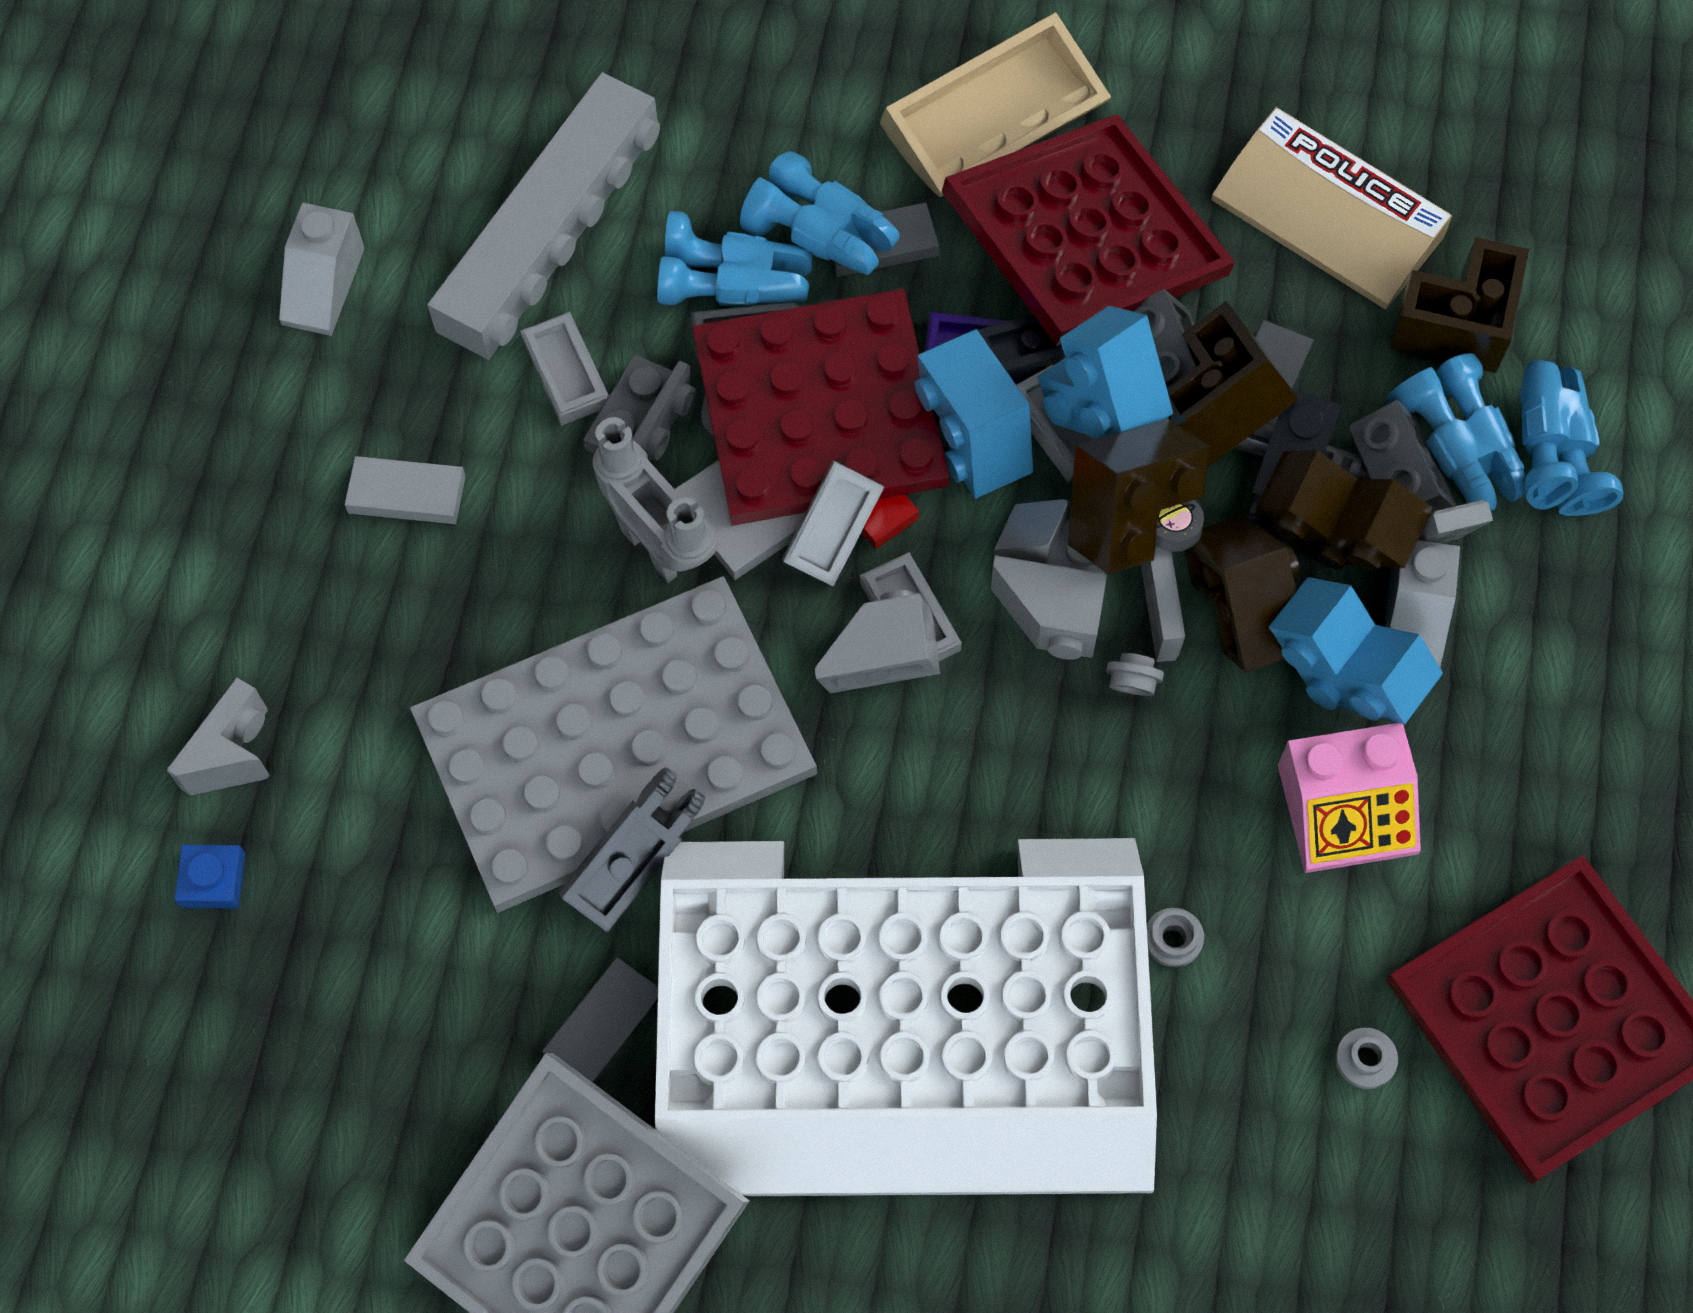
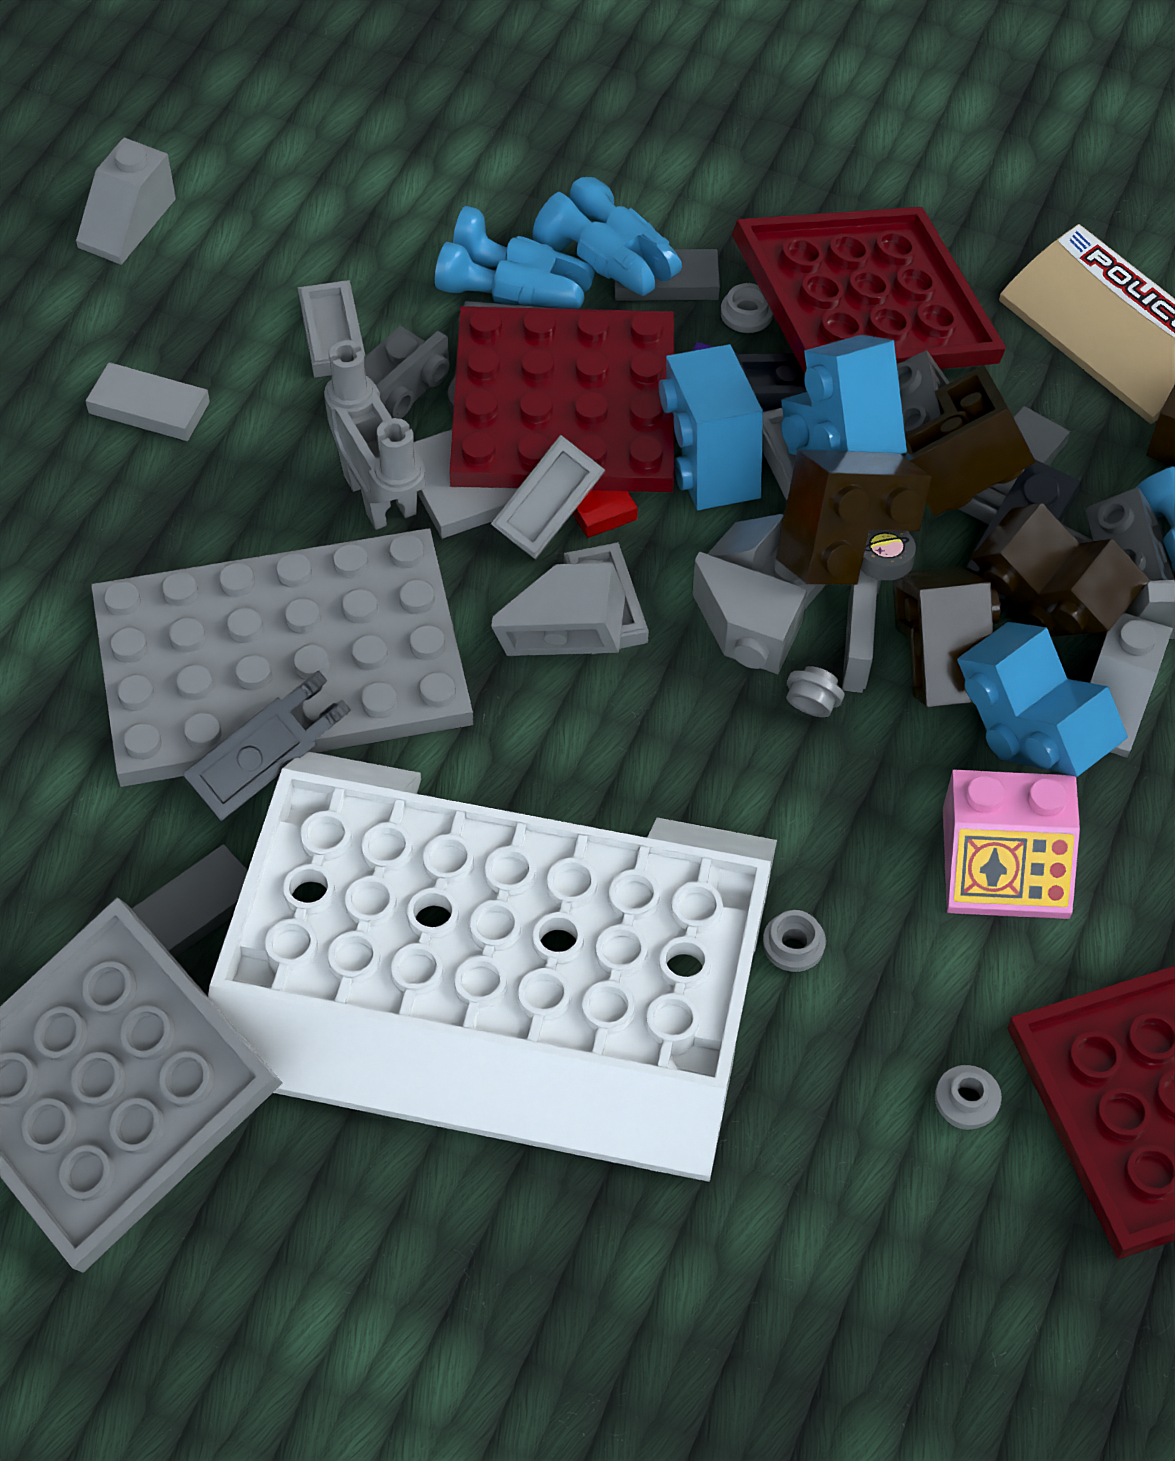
camera: 10 degrees right, 10 degrees down
(545, 217) = (348, 197): light grey brick -> none
(969, 252) = (746, 309): none -> light grey plate
(995, 103) = (811, 171): tan slope -> none

